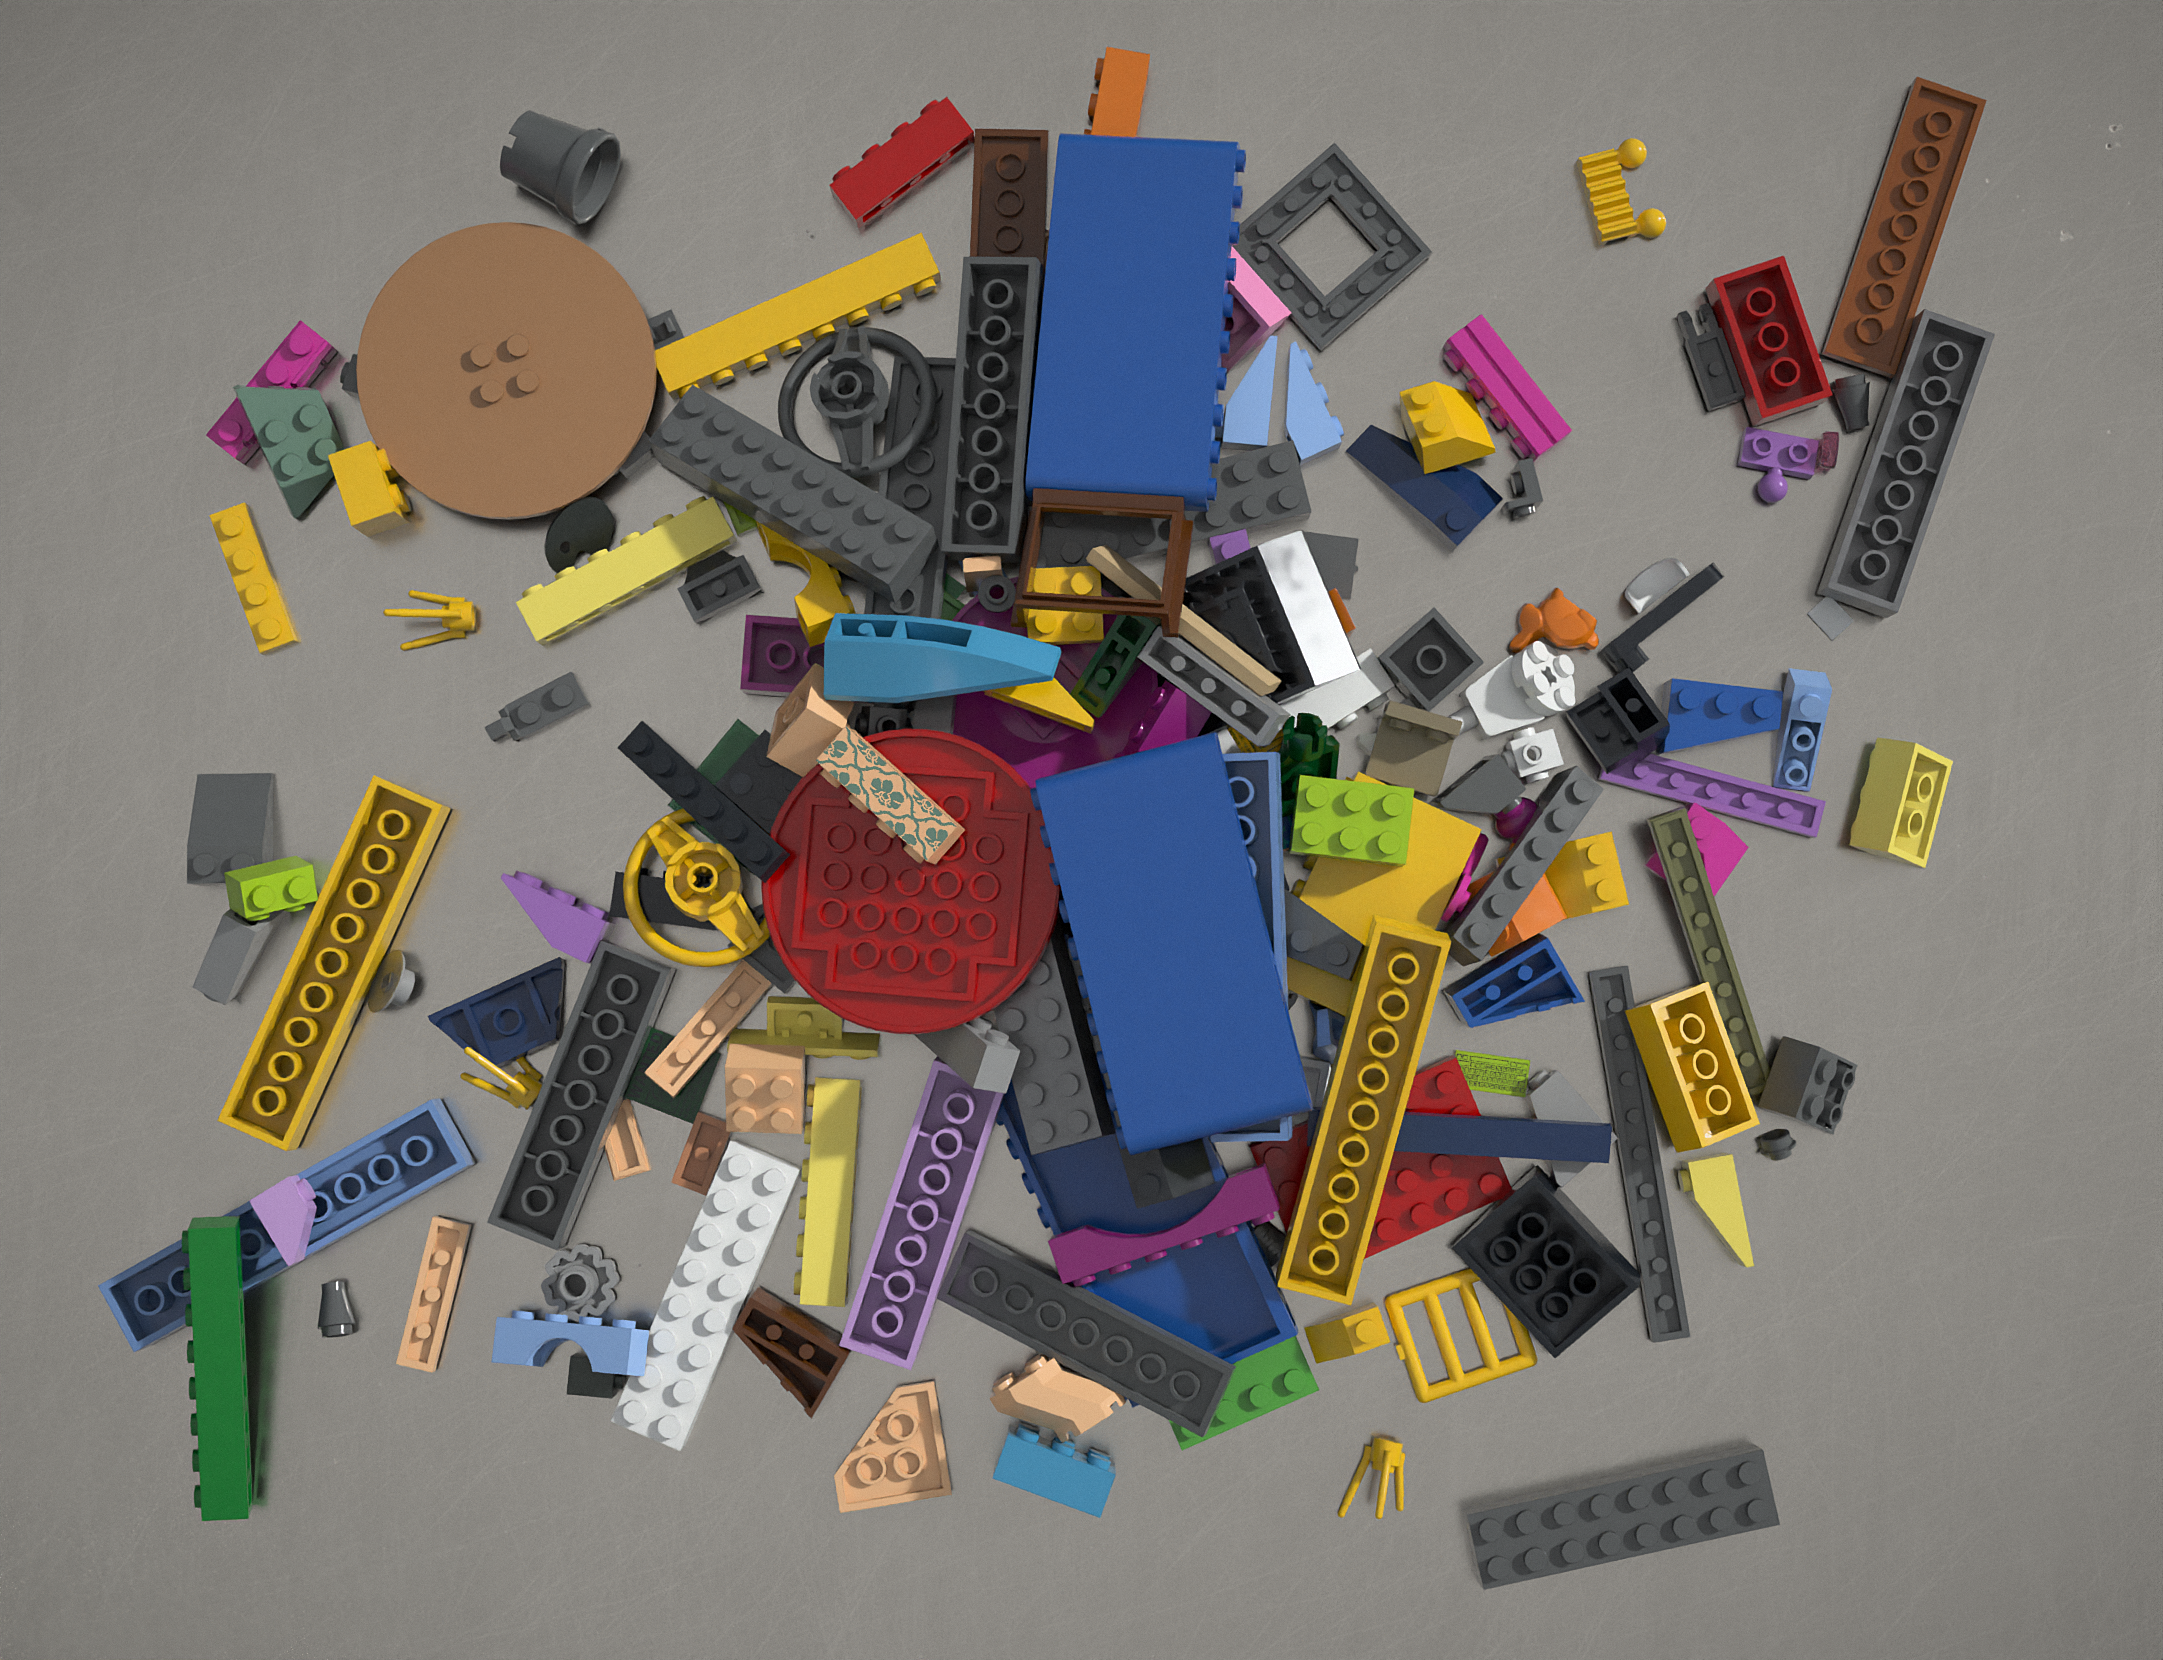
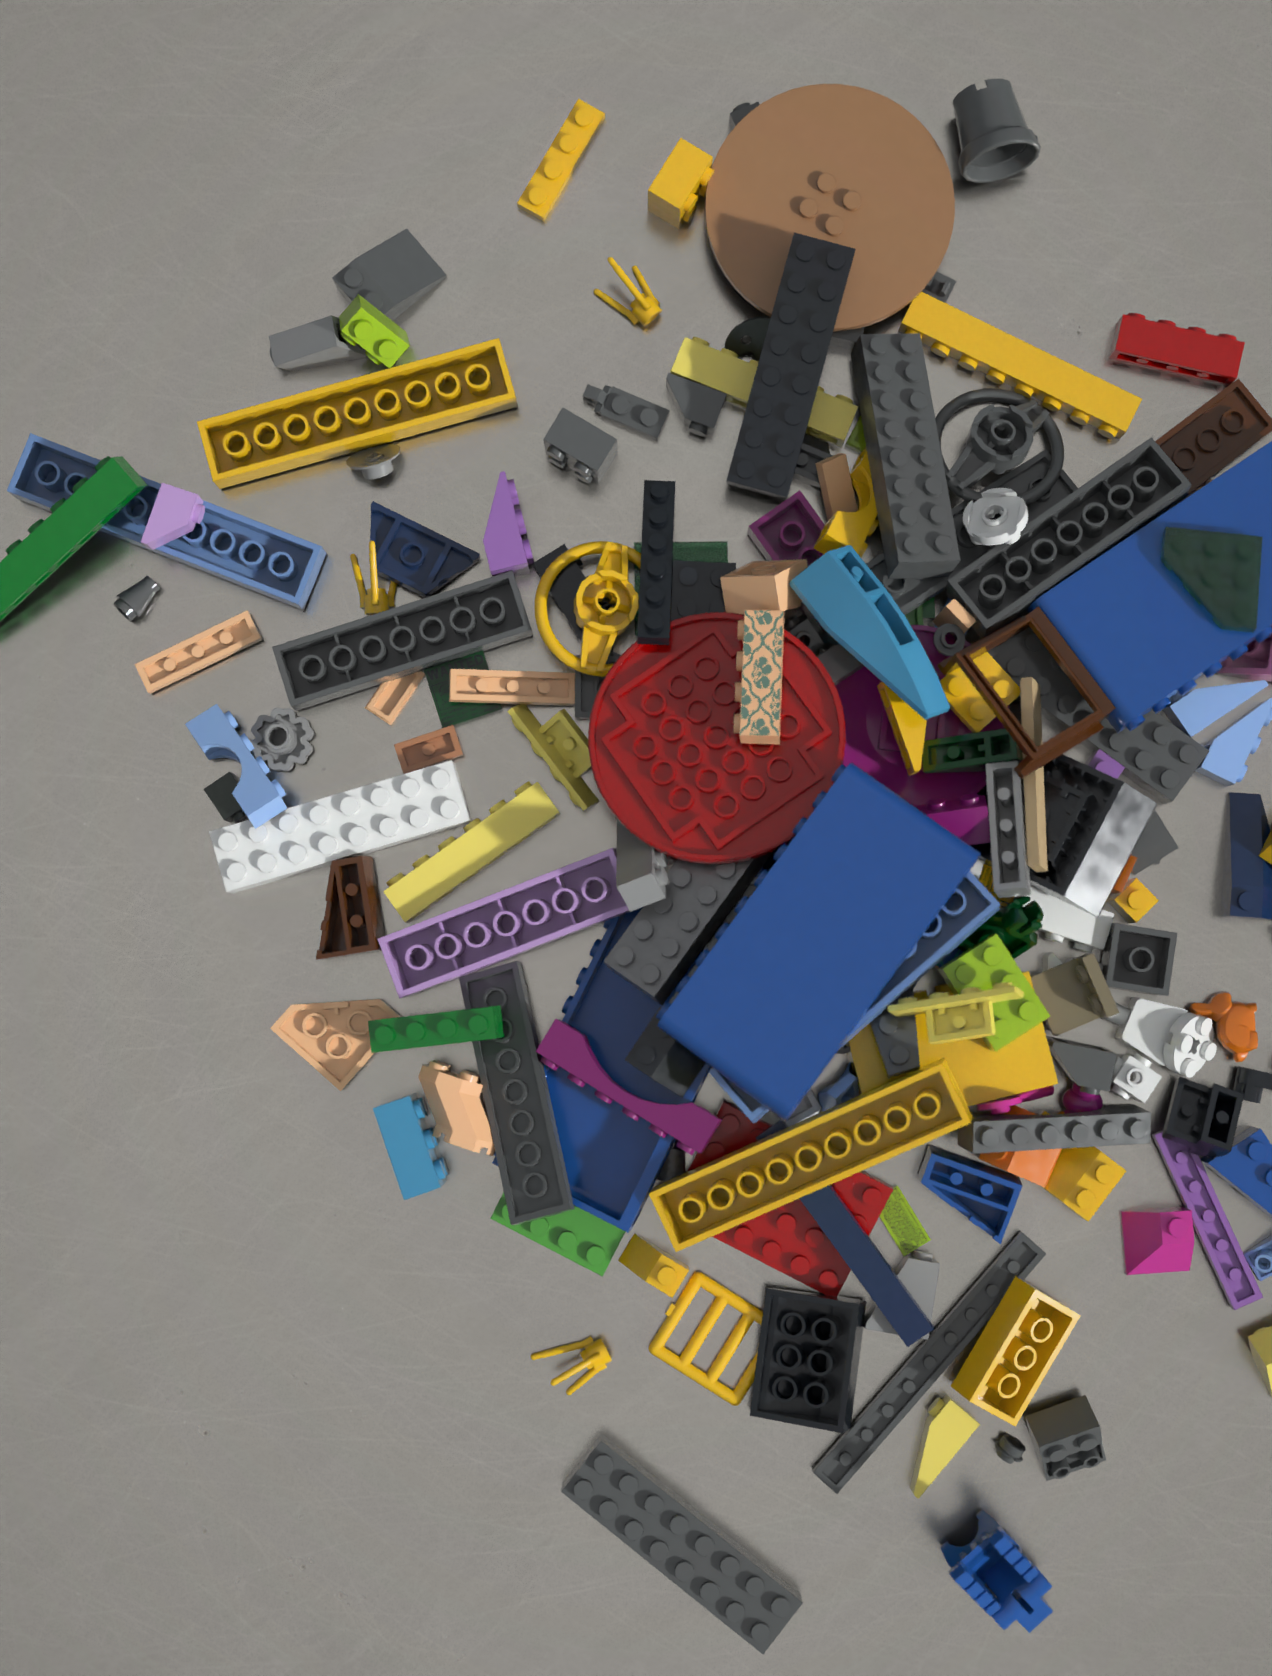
camera: 55 degrees right, 0 degrees up
(290, 366) = (690, 72): dark pink brick -> none
(294, 439) = (672, 110): sand green wing -> none
(537, 782) = (580, 446): none -> dark grey brick
(587, 642) = (696, 404): none -> dark grey slope
(624, 529) = (790, 366): none -> black brick
(765, 1088) = (503, 755): light nougat brick -> none
(769, 576) = (836, 485): none -> light nougat tile
(936, 462) = (1001, 530): none -> white plate
(967, 1359) = (436, 1029): none -> green brick
(1137, 301) = (1218, 572): none -> clear green plate
(1346, 871) = (960, 1015): none -> light yellow bracket
(1372, 621) = (1133, 901): none -> yellow brick
(1708, 940) = (1108, 1292): olive tile -> none
(1872, 1239) = (1003, 1566): none -> blue piece

